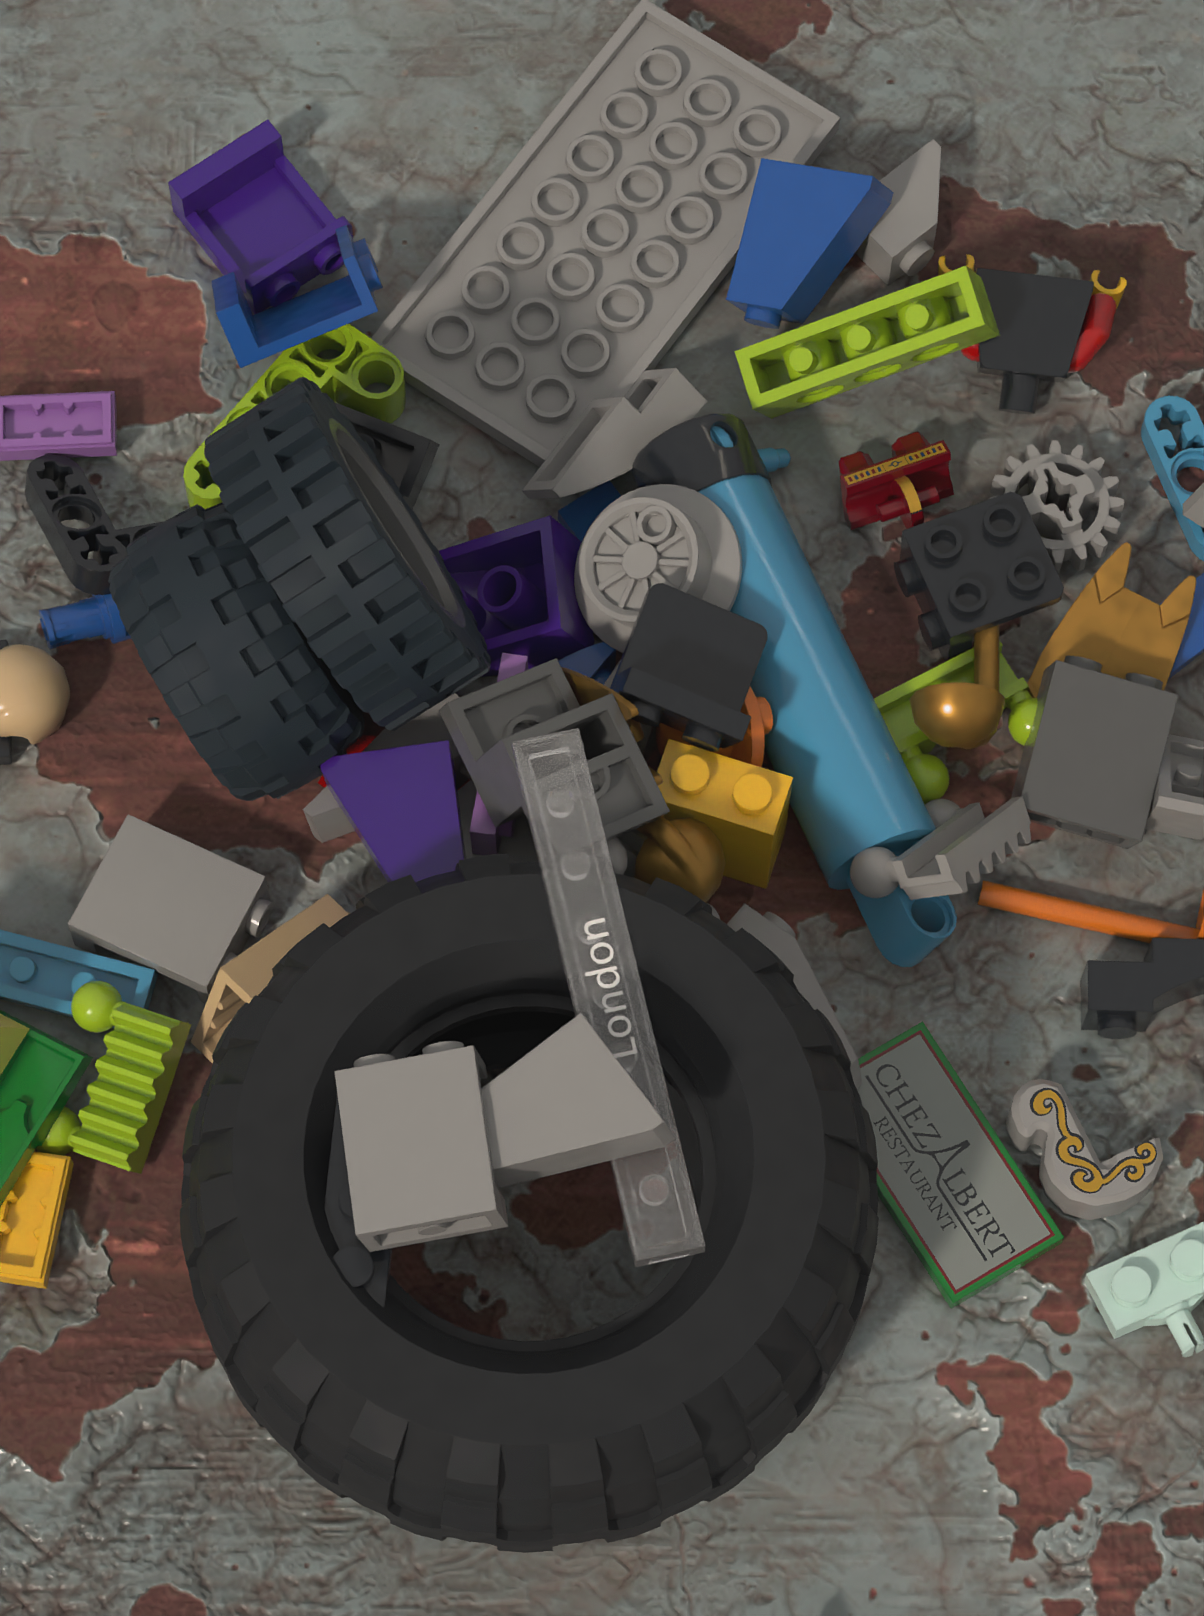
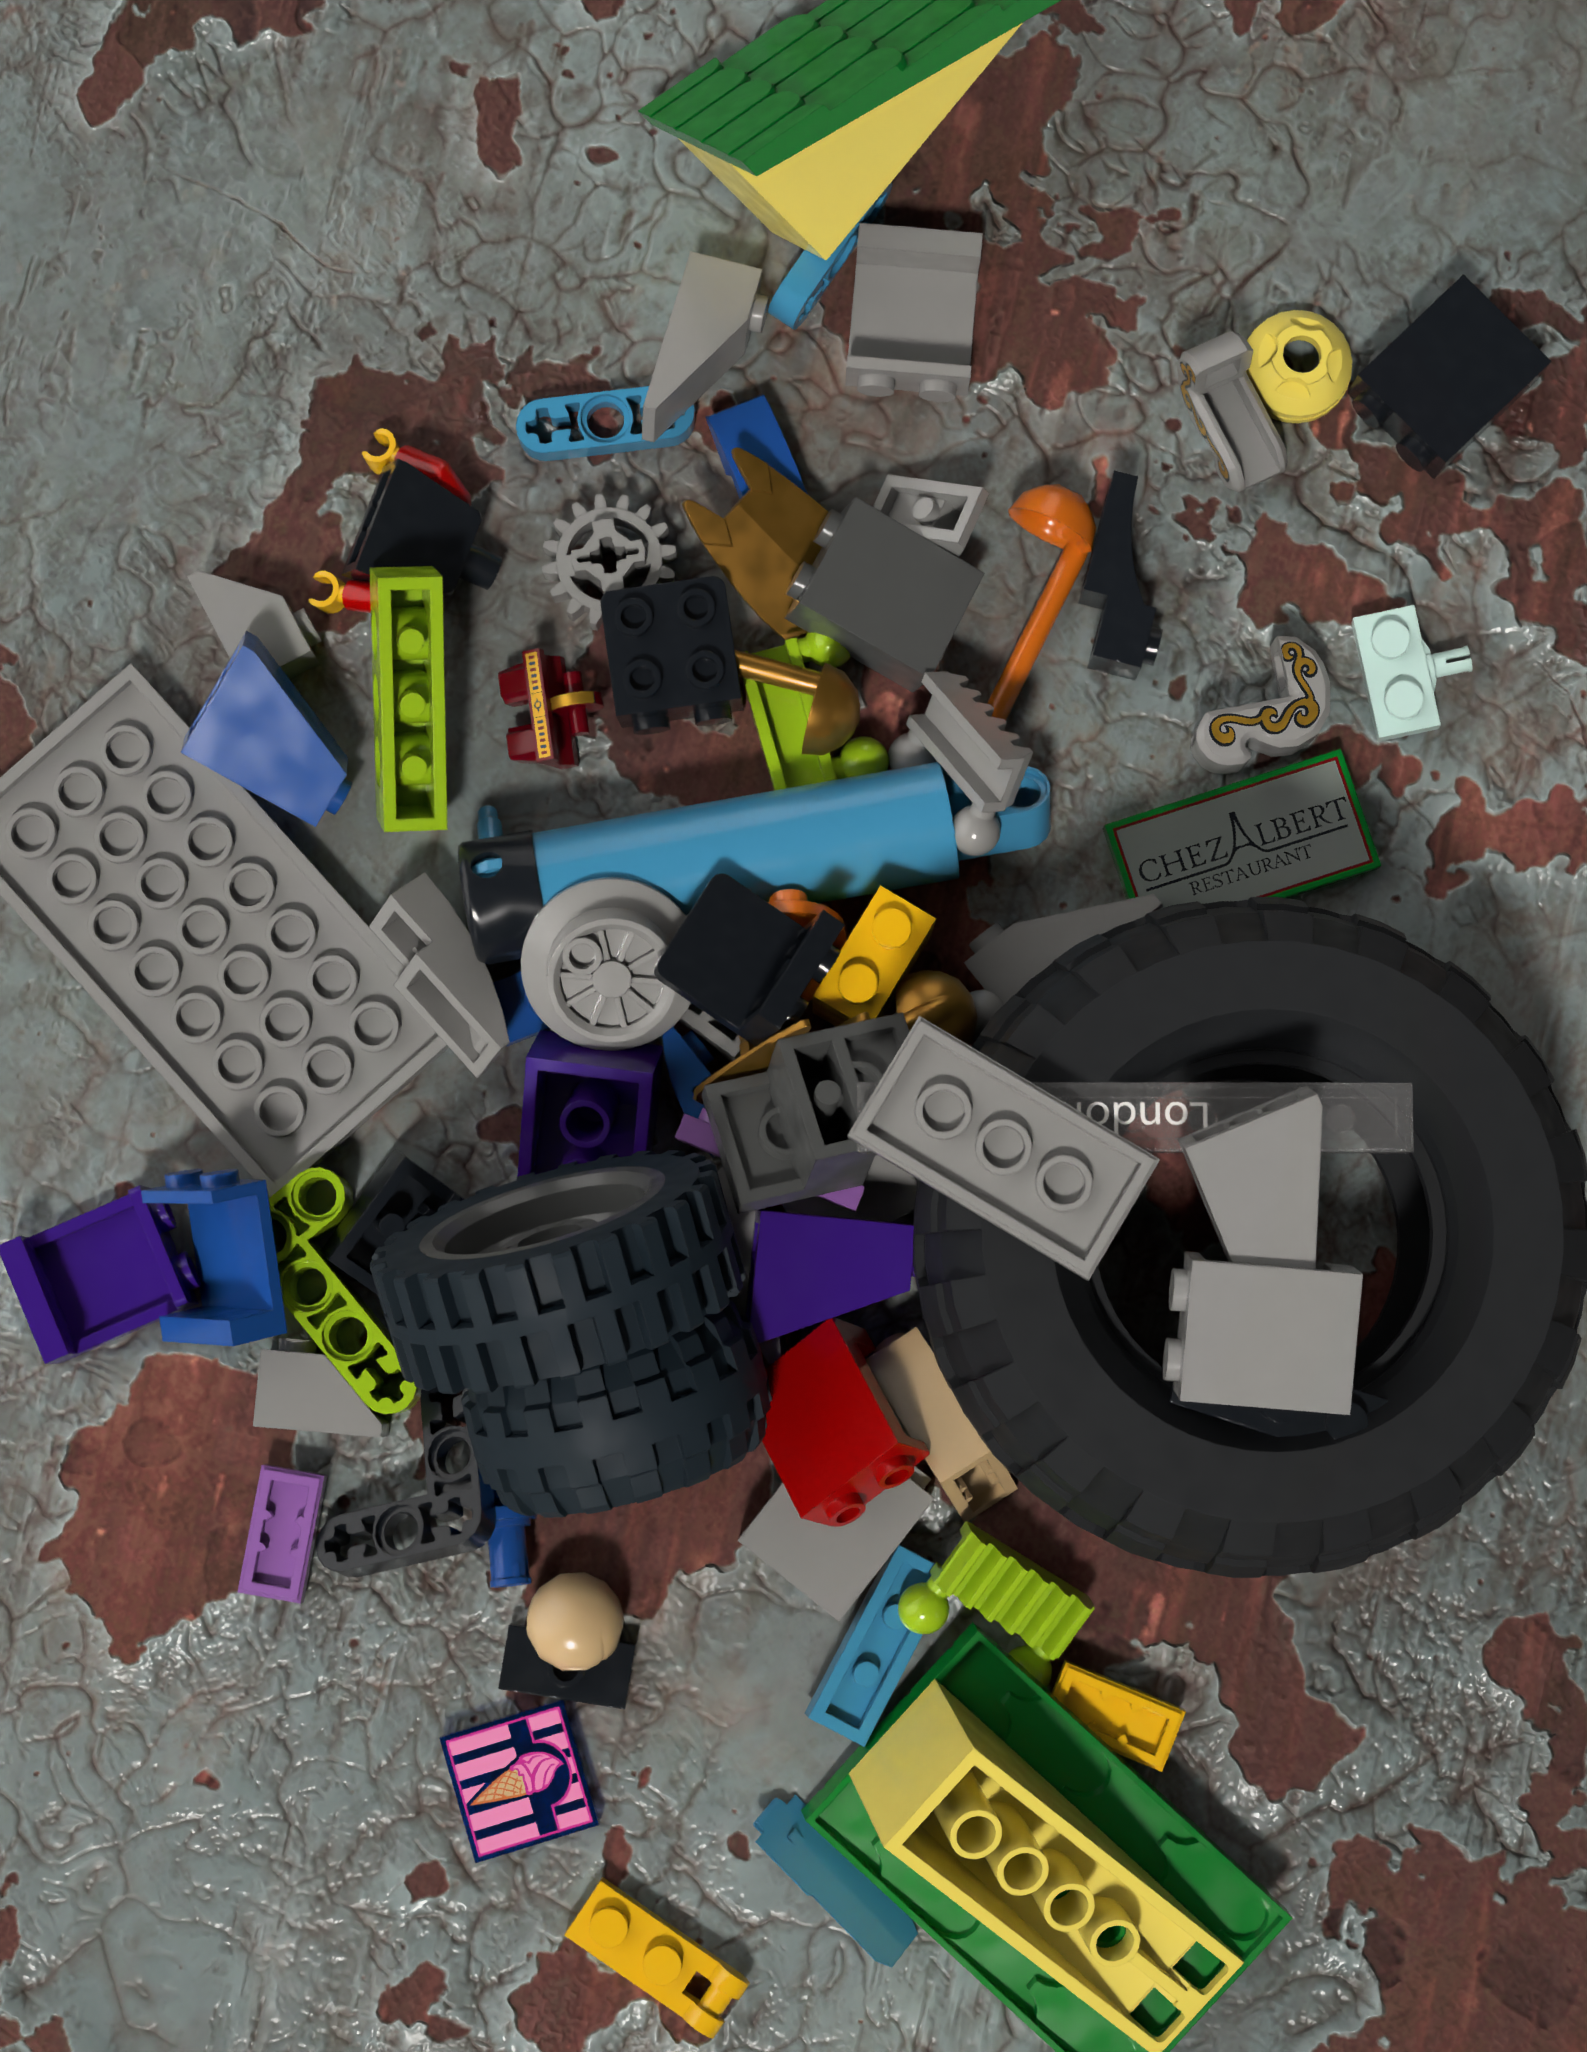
camera: 75 degrees left, 15 degrees up
(187, 407) = (309, 1394): none -> light grey slope
(255, 863) = (834, 1426): none -> red panel
(545, 869) = (1003, 1148): none -> light grey tile

